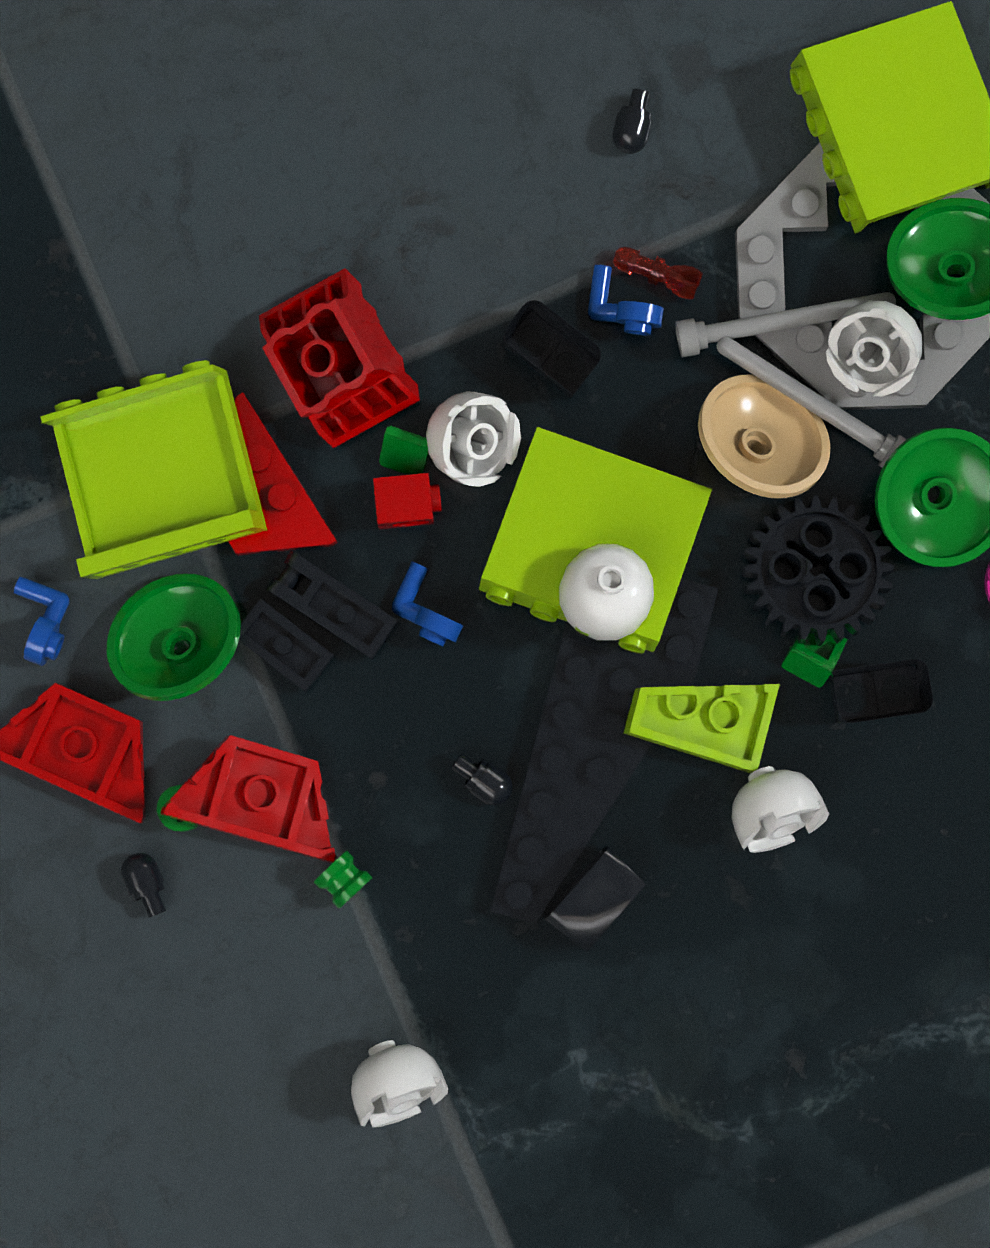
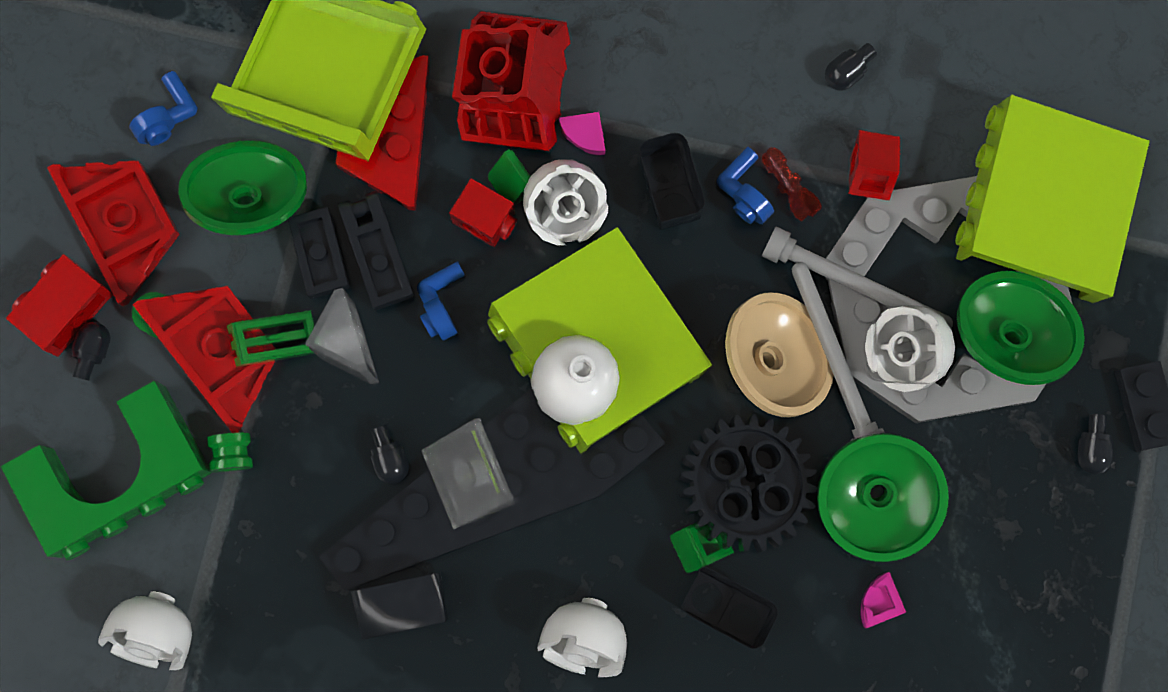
camera: 35 degrees right, 5 degrees down
(88, 863) = (58, 305): none -> red brick
(249, 1043) = (167, 466): none -> green arch
(283, 776) = (241, 344): none -> green tile
(371, 709) = (341, 339): none -> clear slope
(437, 358) = (584, 132): none -> dark pink tile
(571, 743) = (468, 474): none -> clear slope
(706, 721) = (581, 534): lime wing -> none
(723, 201) = (874, 165): none -> red brick

